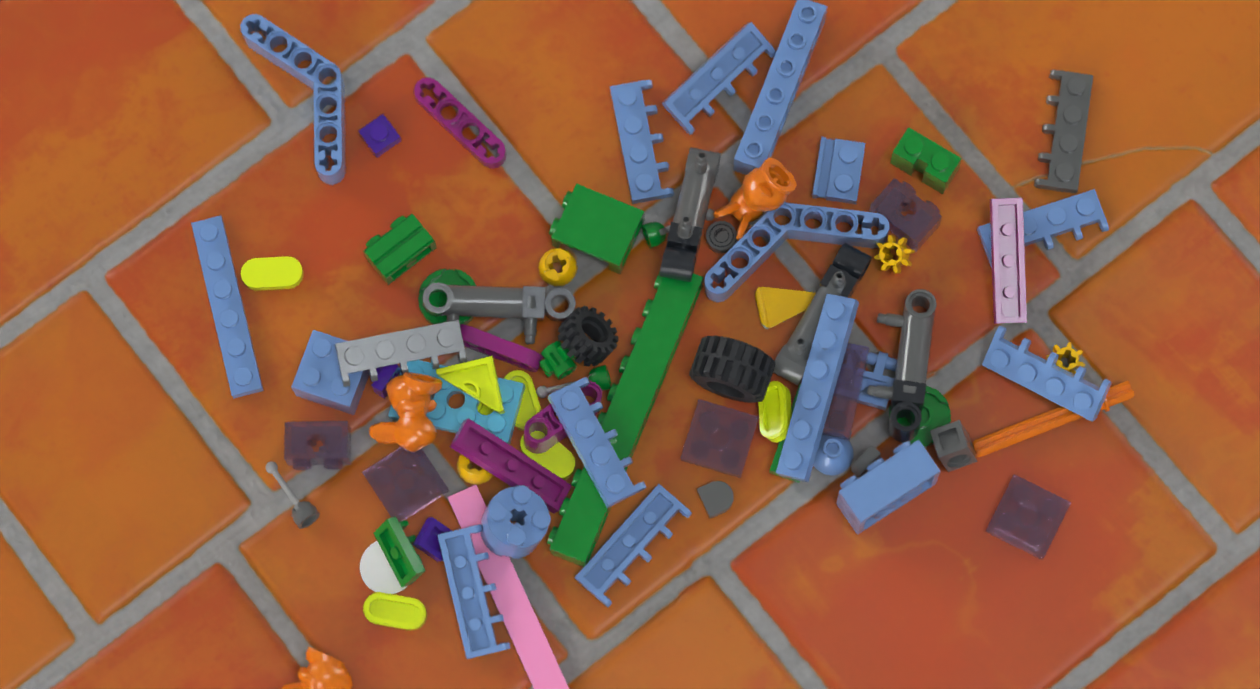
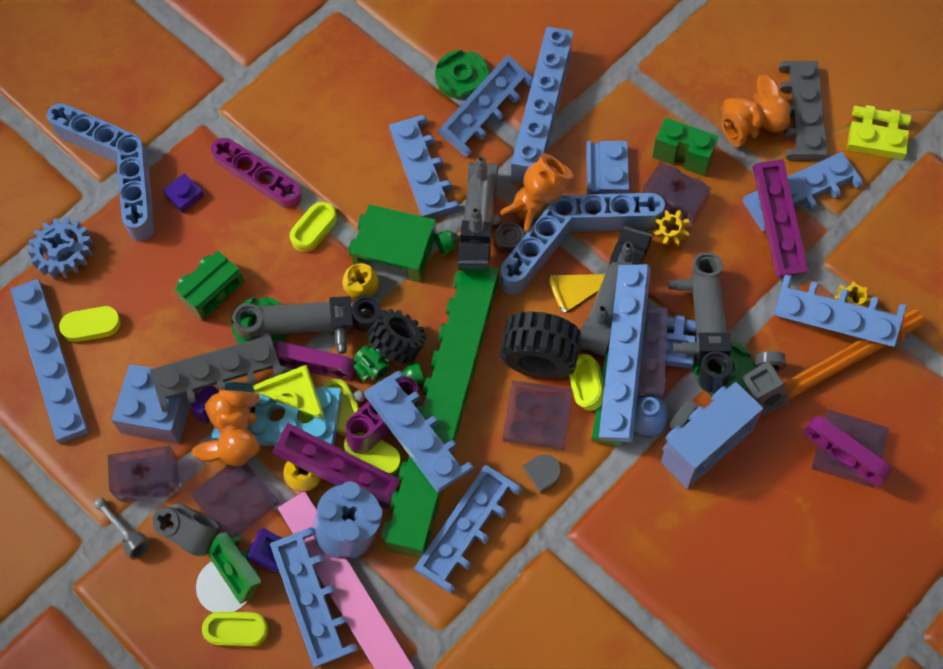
camera: 10 degrees left, 10 degrees down
(239, 172) = (60, 247): none -> medium blue gear
(356, 506) = (185, 528): none -> dark grey piece
(515, 195) = (313, 226): none -> neon yellow tile
(697, 32) = (460, 73): none -> green tile
(966, 415) = (776, 359): none -> dark grey tile
(998, 135) = (746, 117): none -> orange animal
(1019, 522) = (847, 450): none -> magenta beam
(1137, 178) = (876, 139): none -> neon yellow plate

